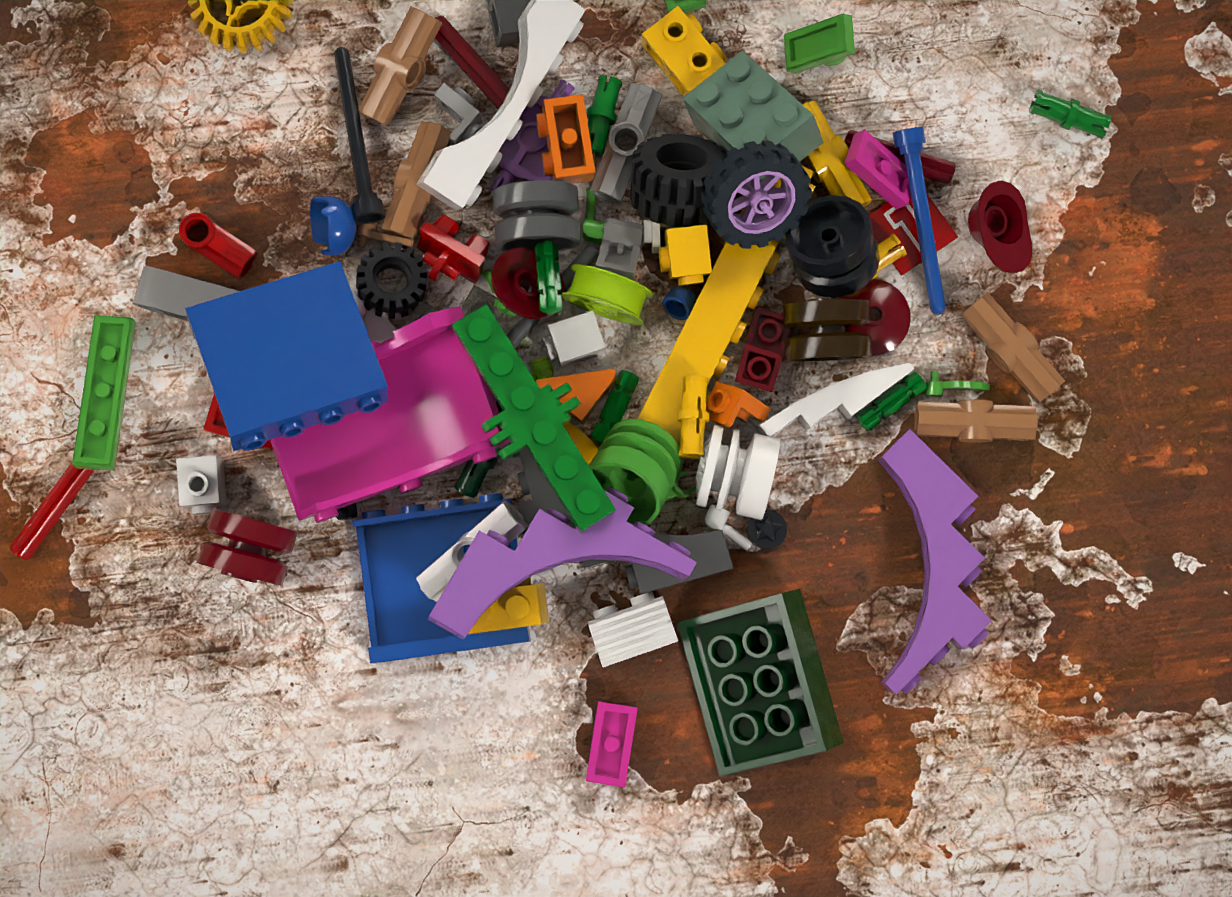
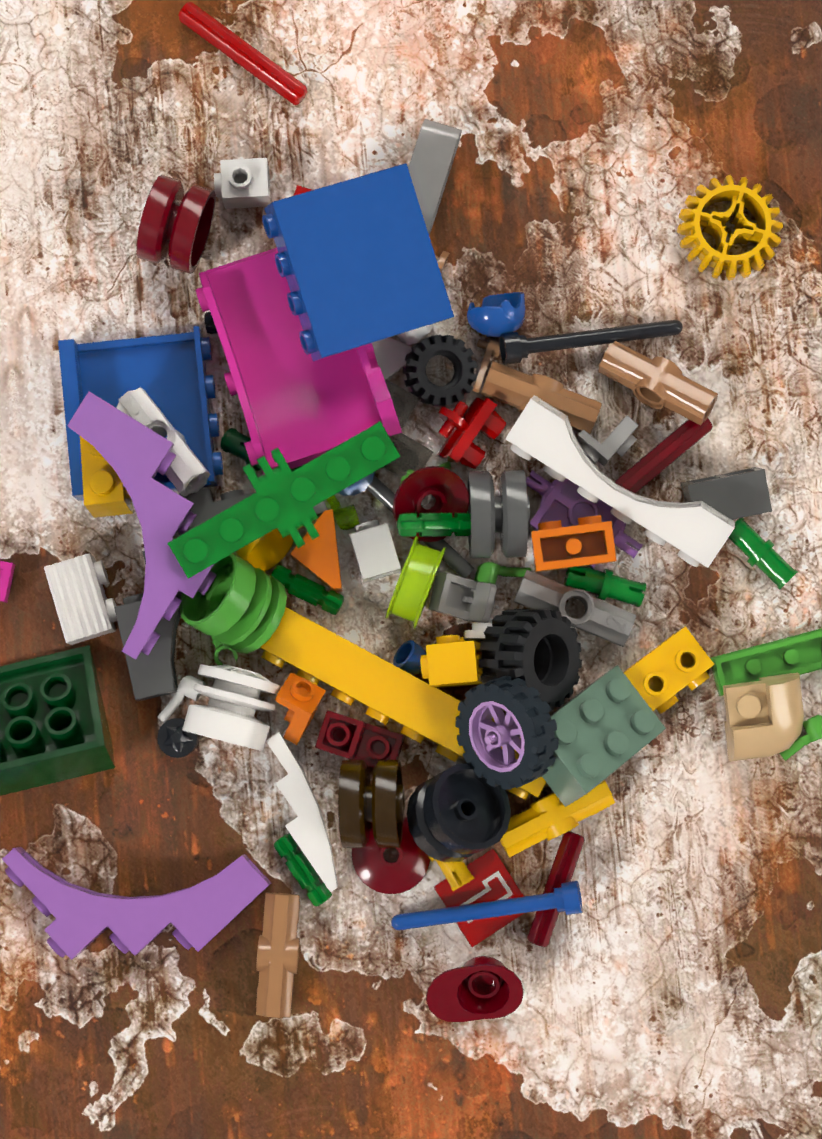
camera: 85 degrees right, 0 degrees up
(104, 393) = (337, 91): bright green tile -> none
(219, 246) = (479, 203): red piece -> none
(693, 416) = (286, 663): yellow pin -> none
(819, 44) = (673, 809): bright green tile -> none
(879, 169) = (539, 865): dark pink plate -> none
(935, 387) = (314, 916): bright green piece -> none
(1012, 348) = (352, 997): medium nougat piece -> none
(1070, 114) = (596, 1070): green pin -> none

